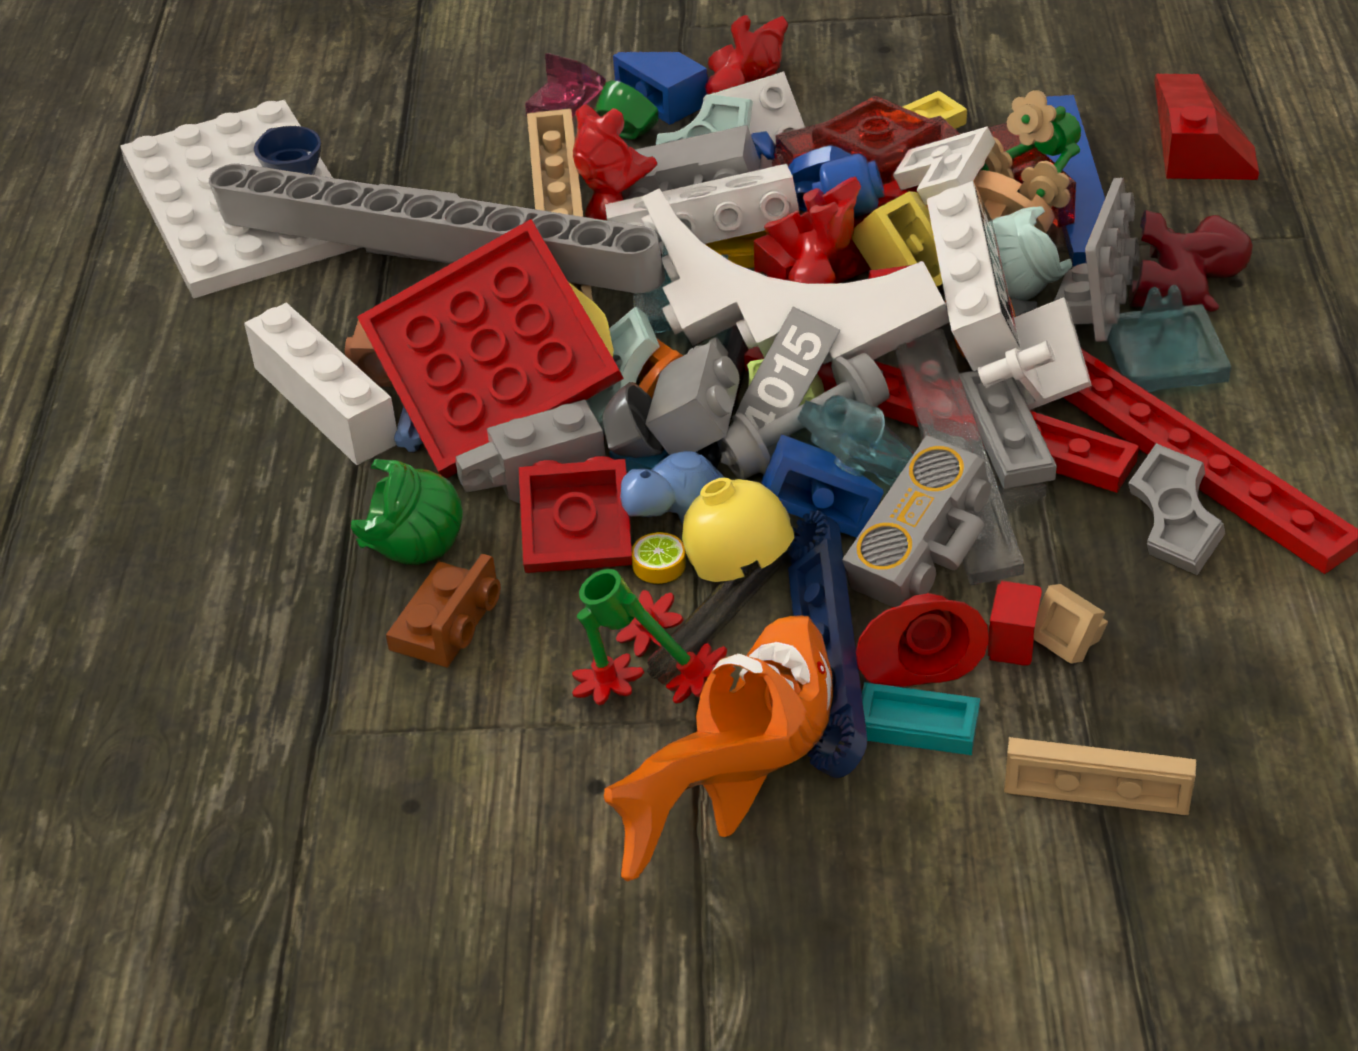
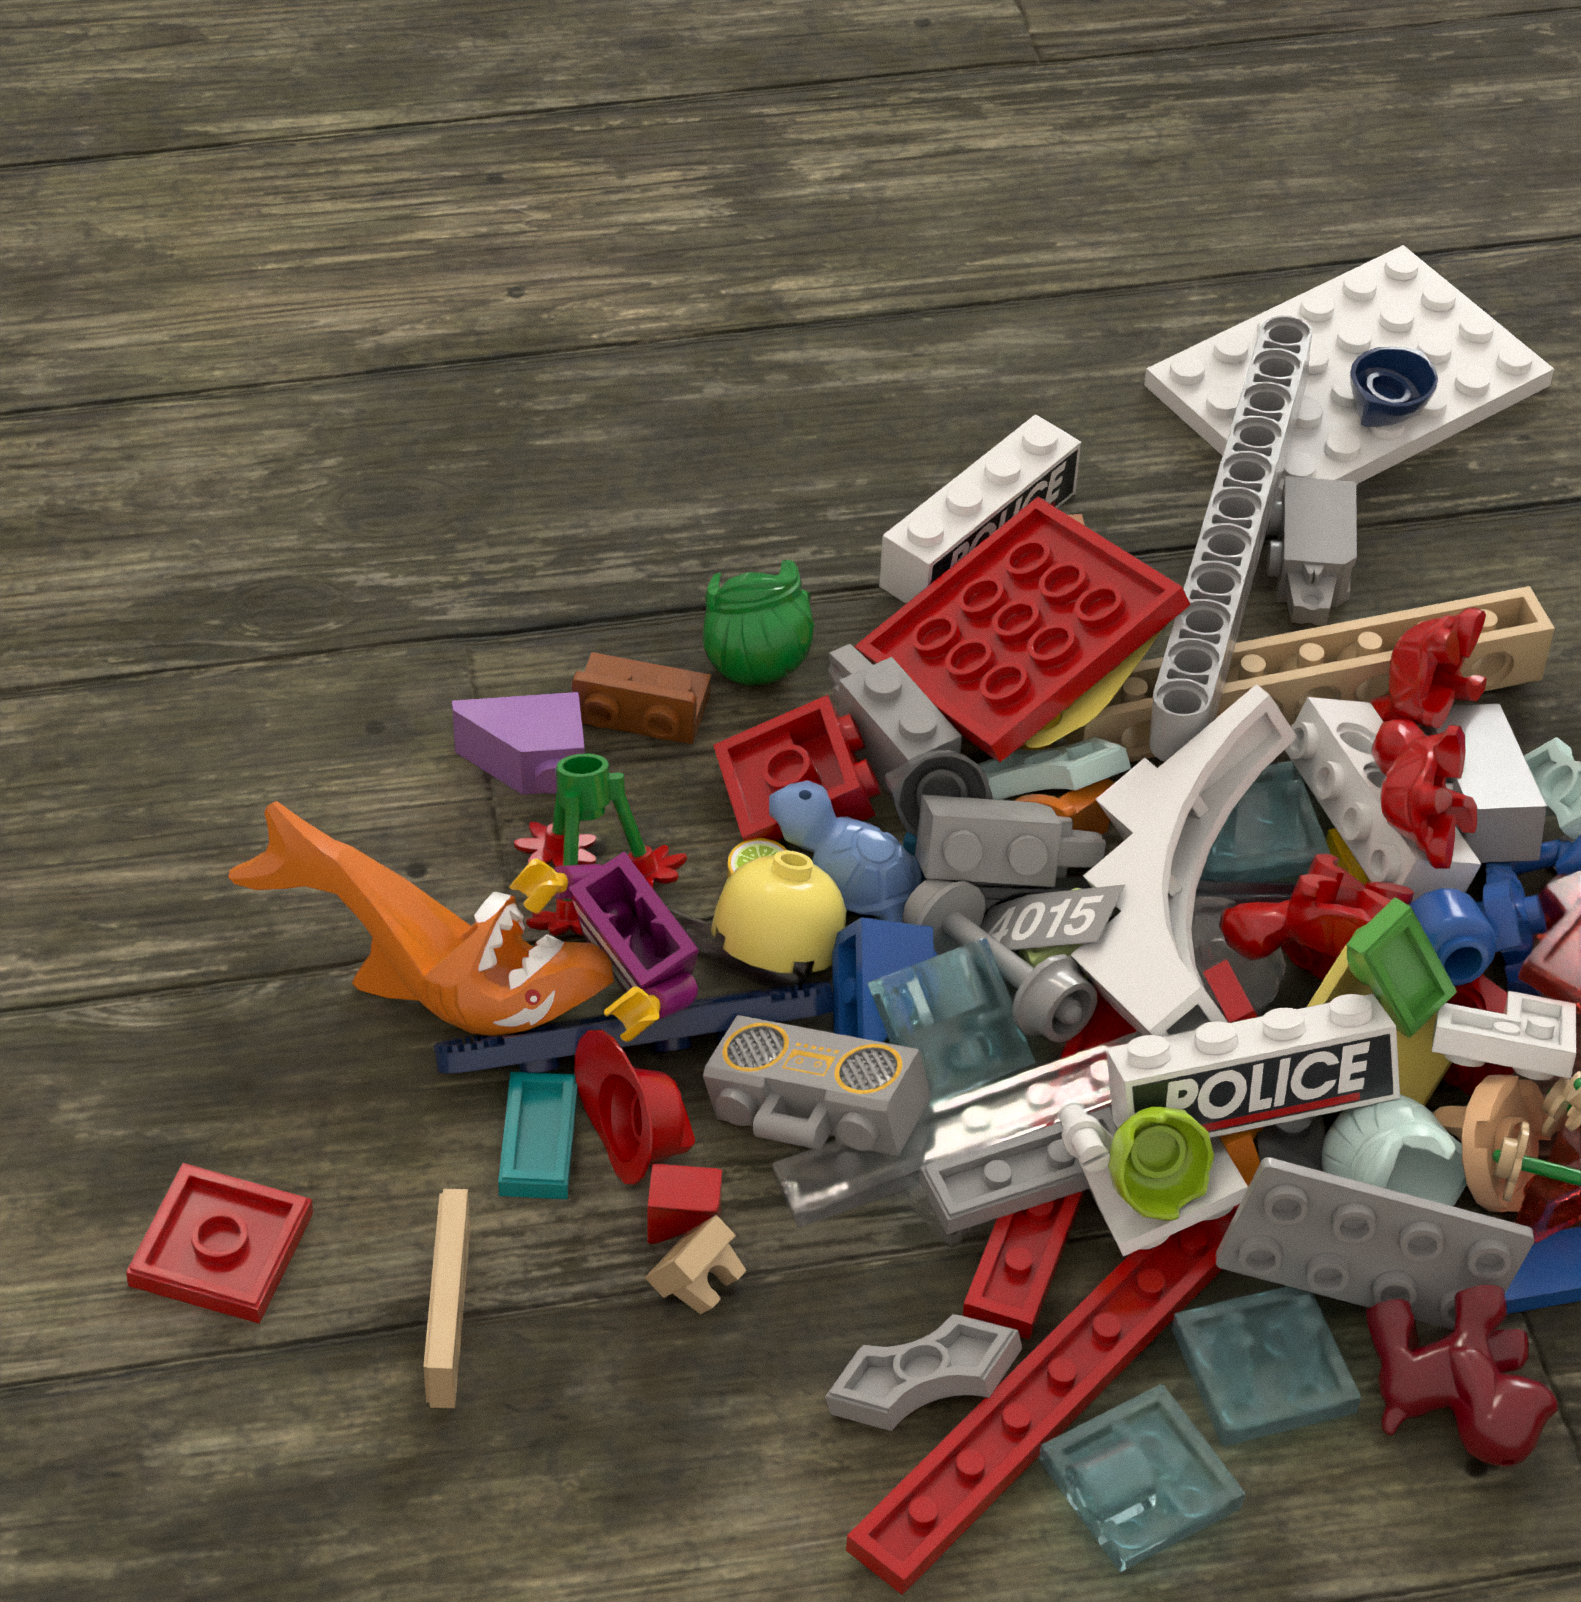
camera: 75 degrees right, 5 degrees up
(486, 681) = (519, 737): none -> medium lavender slope
(735, 153) = (1415, 788): none -> red animal
(778, 583) = (634, 928): none -> magenta torso
(914, 175) = (1400, 967): none -> bright green tile
(1015, 947) = (220, 1243): none -> tile
(1035, 324) = (1160, 1161): none -> lime hair
(1263, 414) = (1141, 1477): none -> clear light blue plate

